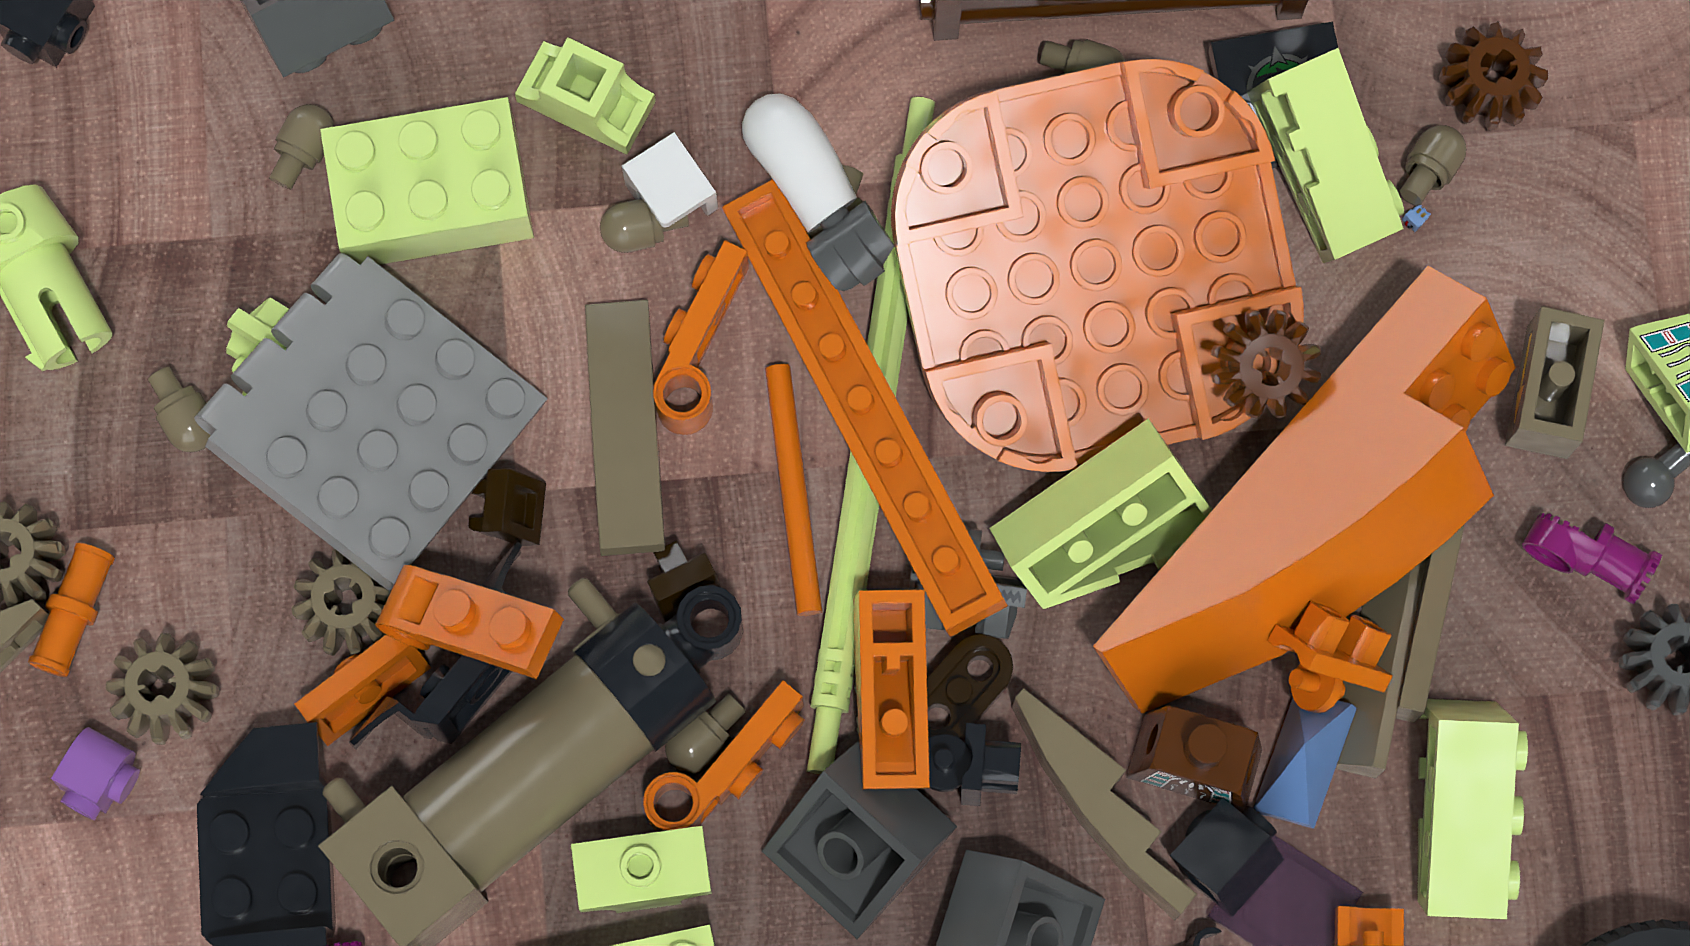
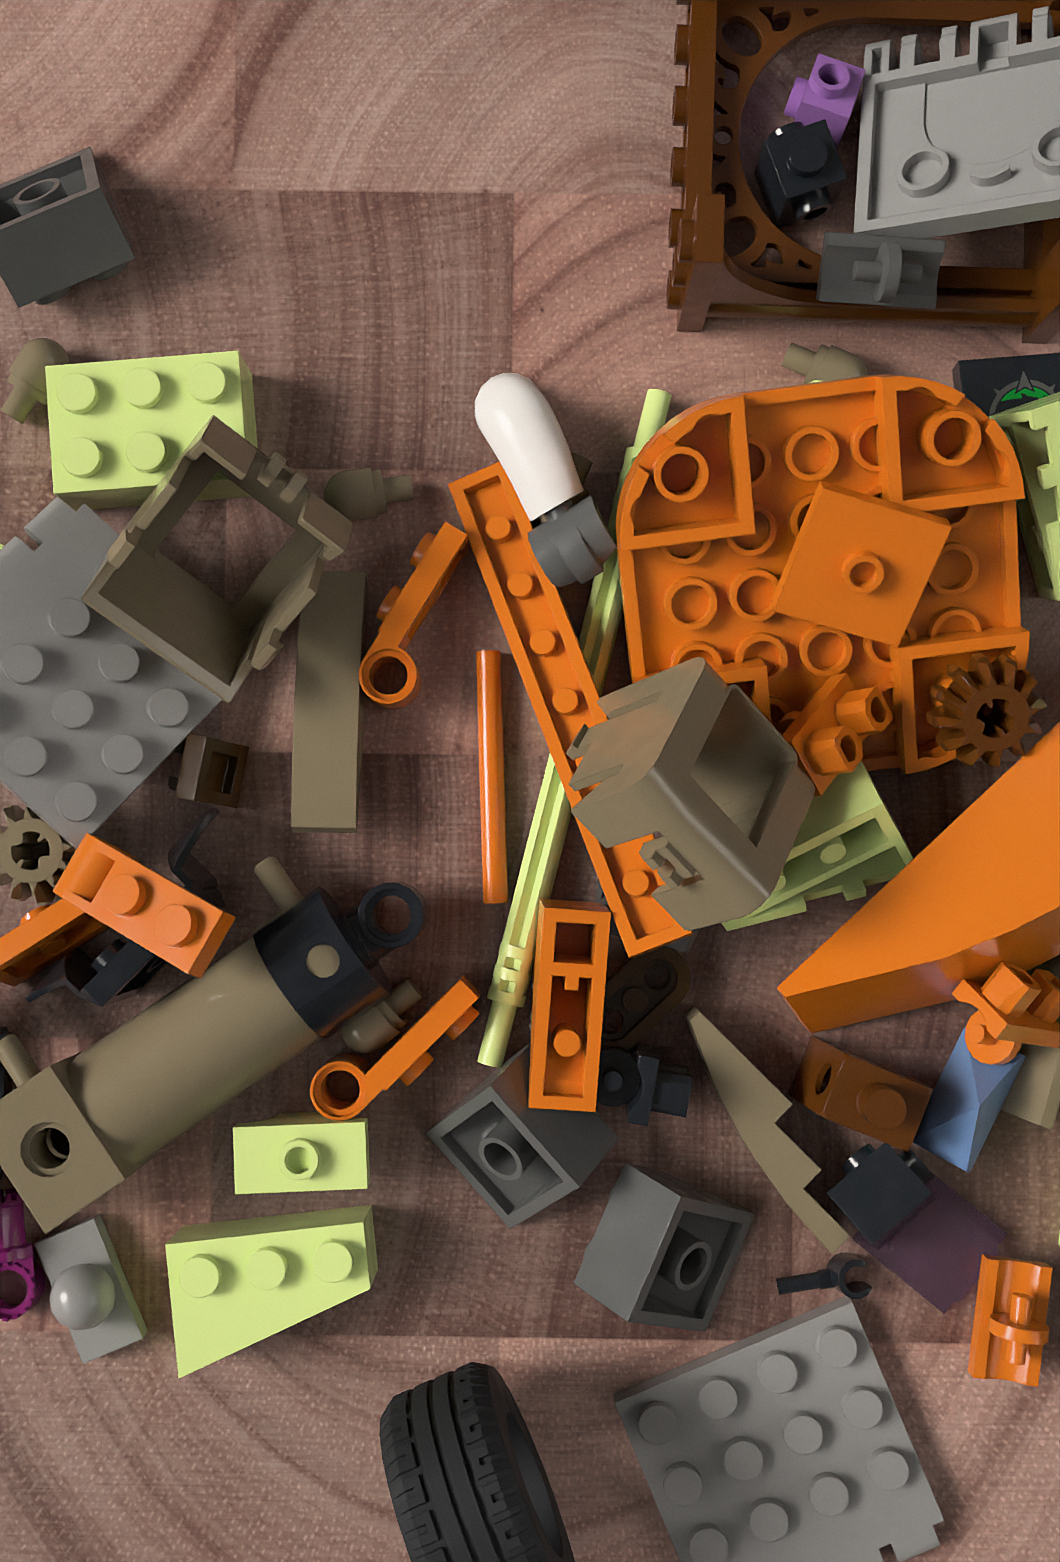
camera: 10 degrees right, 10 degrees up
(549, 354) = (180, 615): none -> dark tan piece
(586, 93) = (323, 353): yellowish green brick -> none
(669, 181) = (396, 454): white panel -> none
(678, 578) = (371, 863): dark brown tile -> none
(1007, 441) = (706, 775): none -> dark tan piece
(1120, 399) = (832, 729): none -> orange hips
(1127, 237) = (860, 564): none -> orange plate

